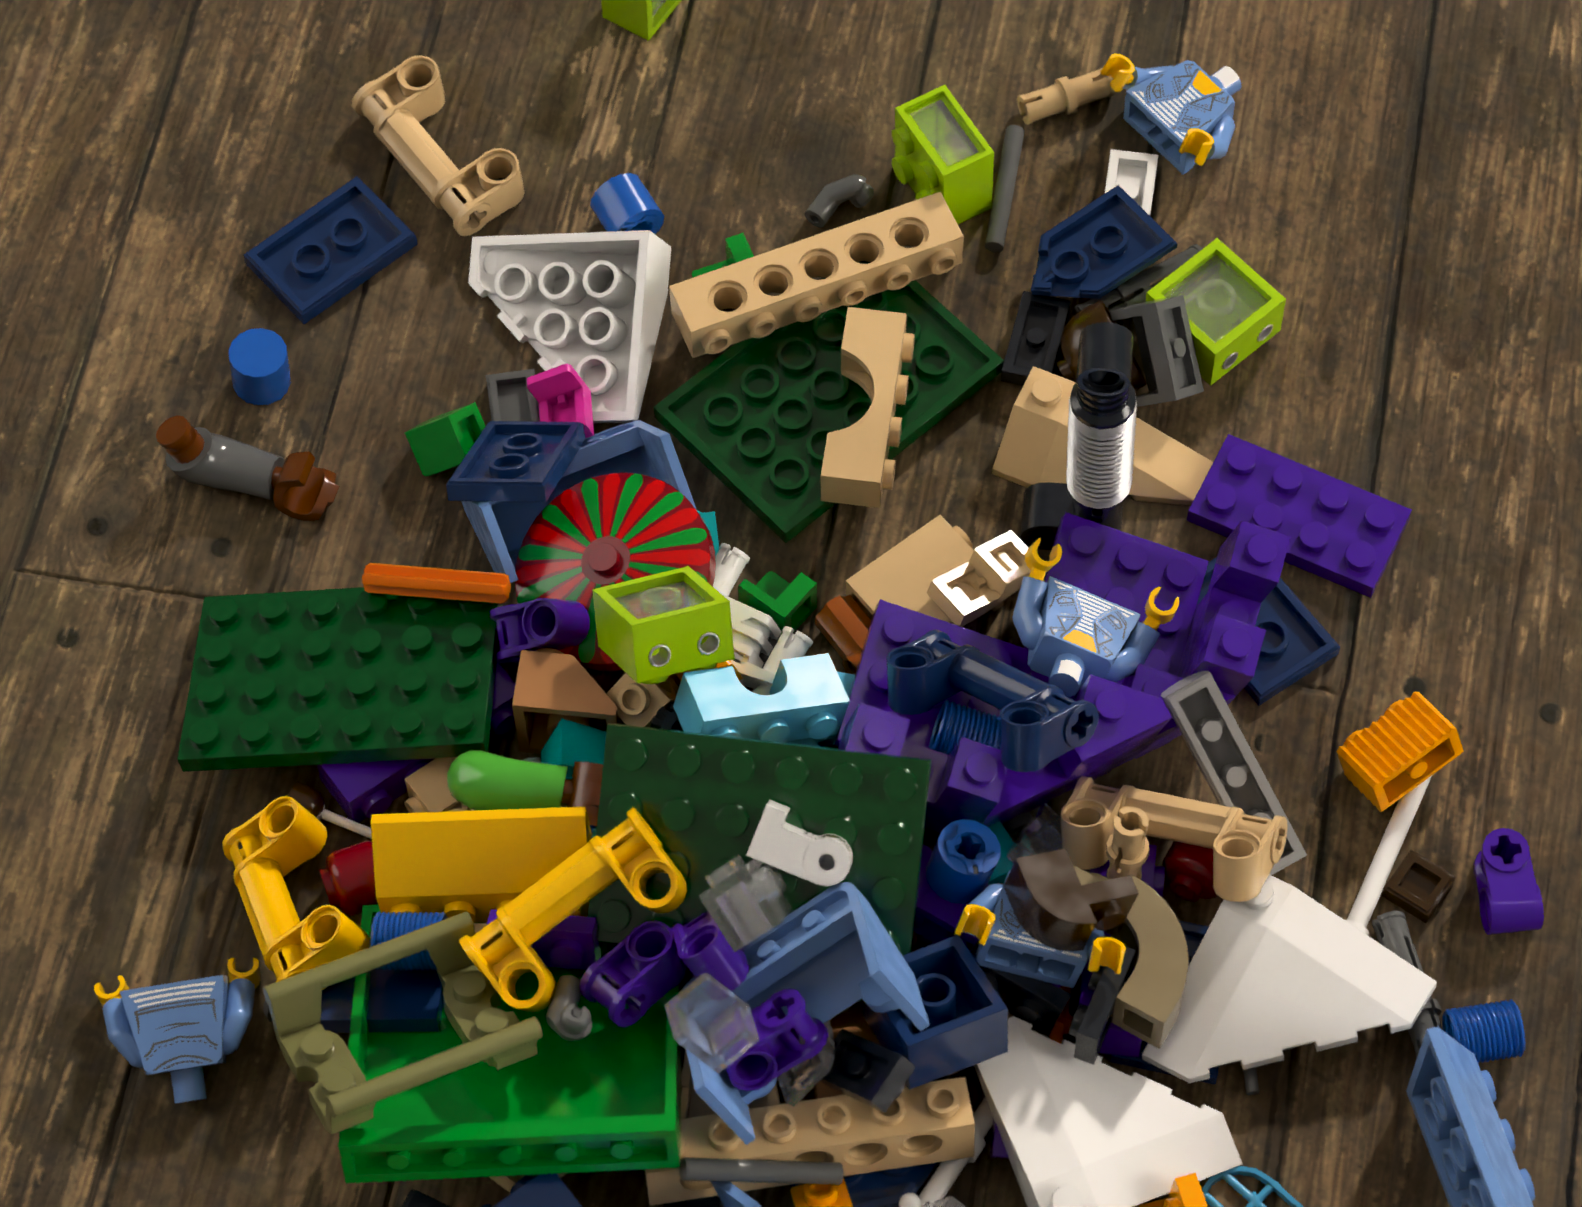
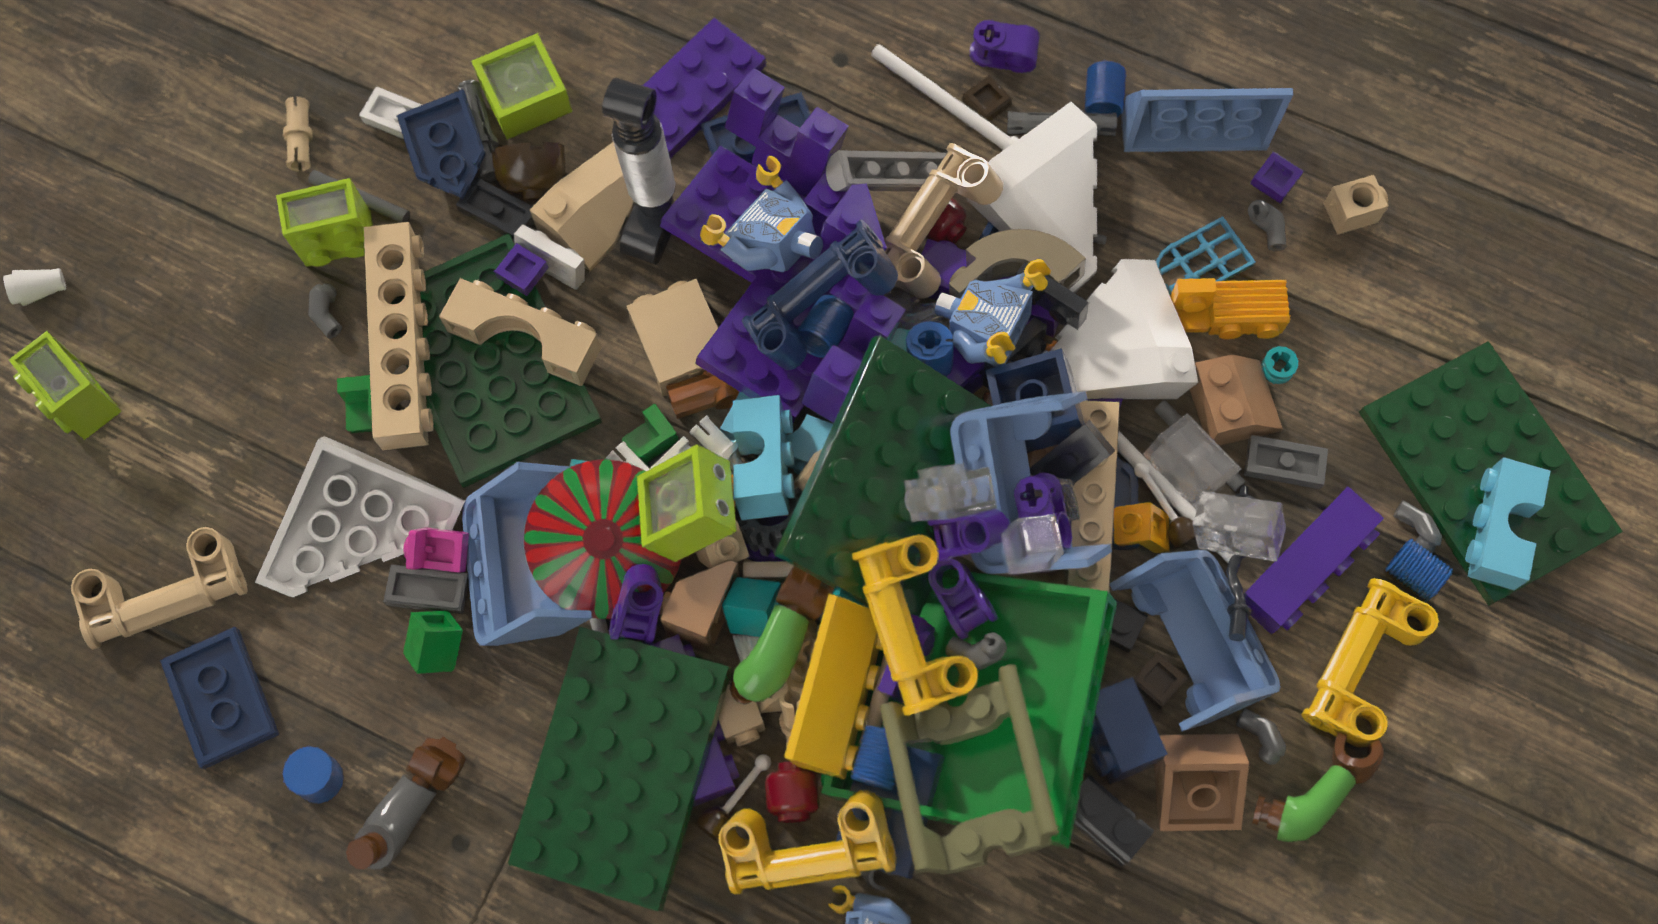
camera: 75 degrees left, 10 degrees up
(436, 583) = (574, 673): orange axle -> none
(516, 461) = (487, 588): dark blue tile -> none
(626, 205) = (278, 460): blue piece -> none
(761, 1171) = (1119, 548): dark grey bar -> none
(811, 857) = (918, 448): white leg -> none
(951, 383) = (521, 269): none -> dark purple plate
(984, 581) = (692, 288): tan slope -> none
(994, 400) = (563, 262): none -> white plate
(1057, 907) = (994, 293): dark brown brick -> none
(1128, 847) = (944, 246): tan pin -> none
(1165, 349) = (546, 121): dark grey panel -> none
(1178, 108) = (345, 61): medium blue torso -> none
(1399, 750) = (896, 75): light orange brick -> none

